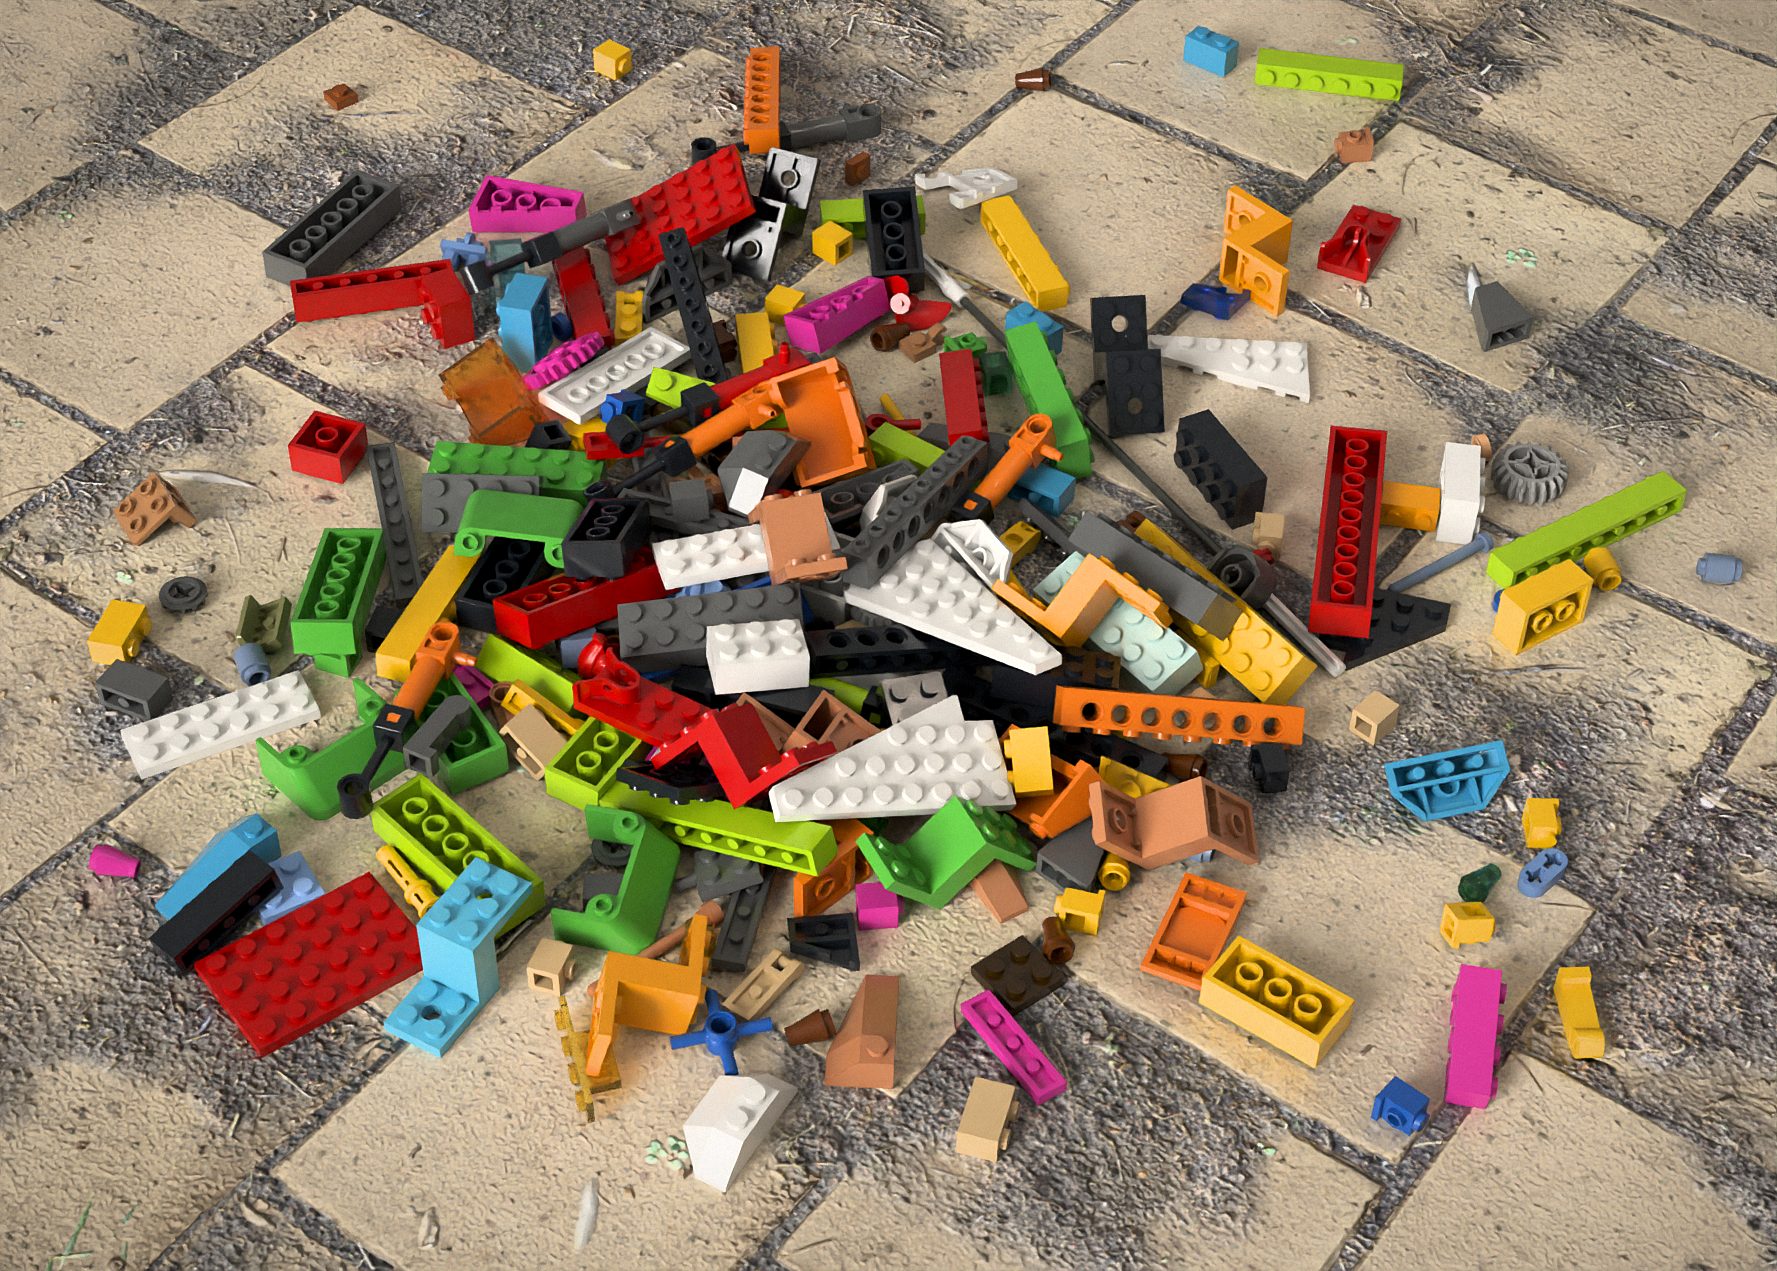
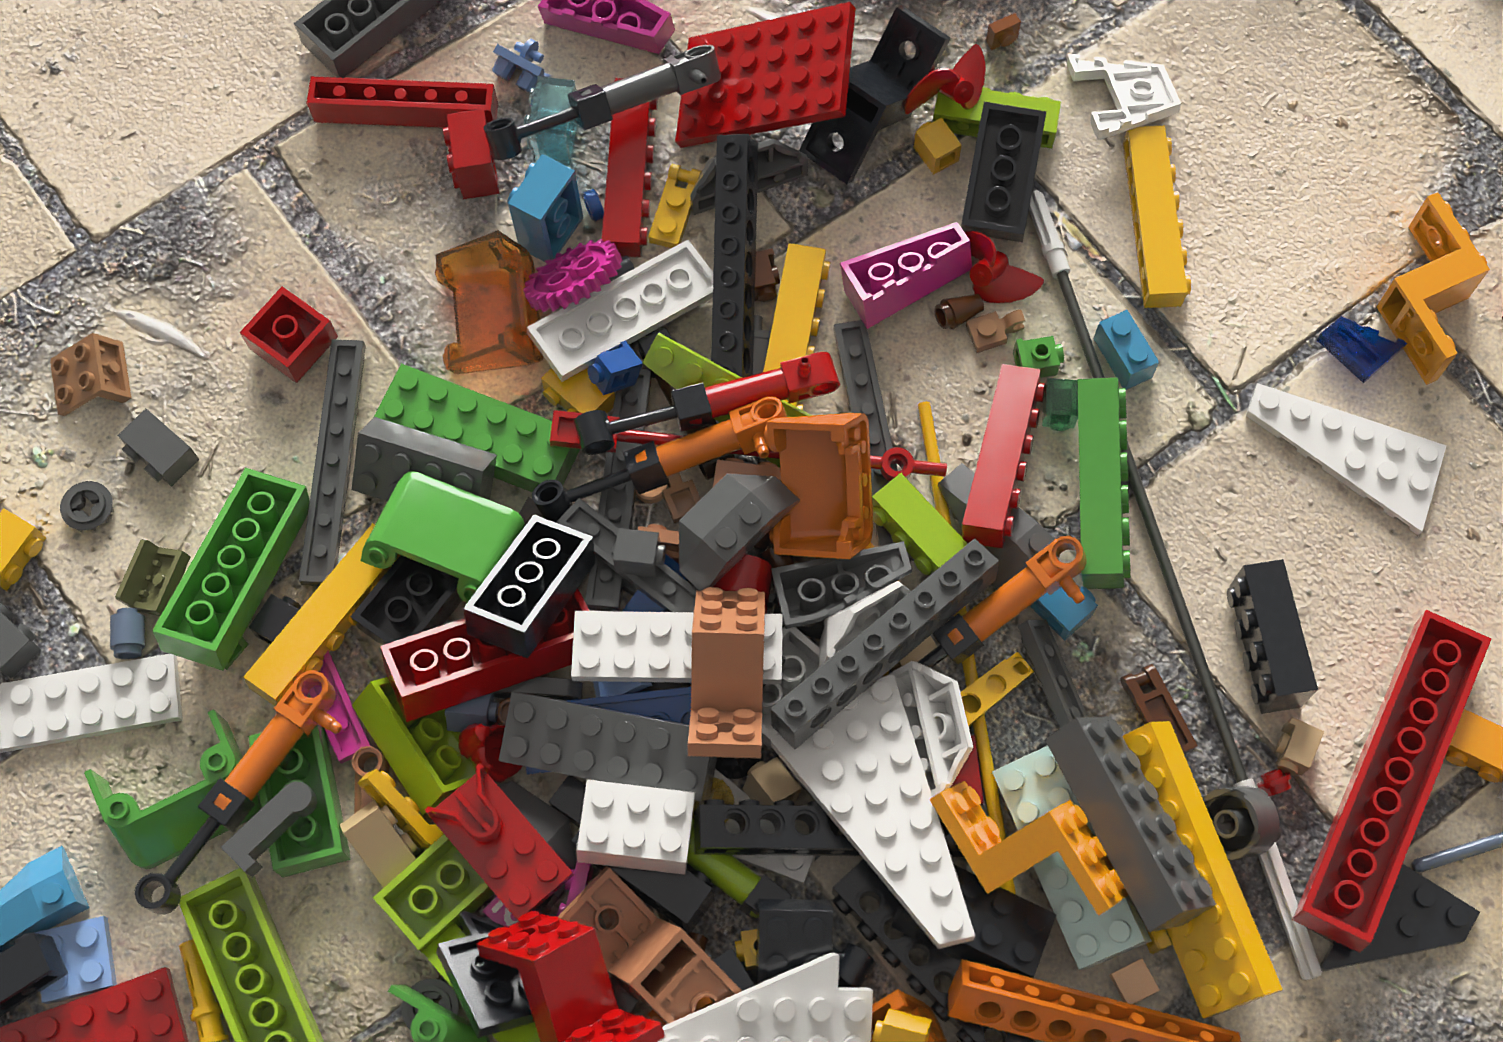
camera: 20 degrees right, 25 degrees up
(236, 542) = (157, 447): none -> dark grey brick
(549, 436) = (525, 389): black brick -> none
(782, 301) = (852, 234): yellow brick -> none
(827, 190) = (960, 84): none -> red piece
(1127, 365) = (1214, 444): black bracket -> none

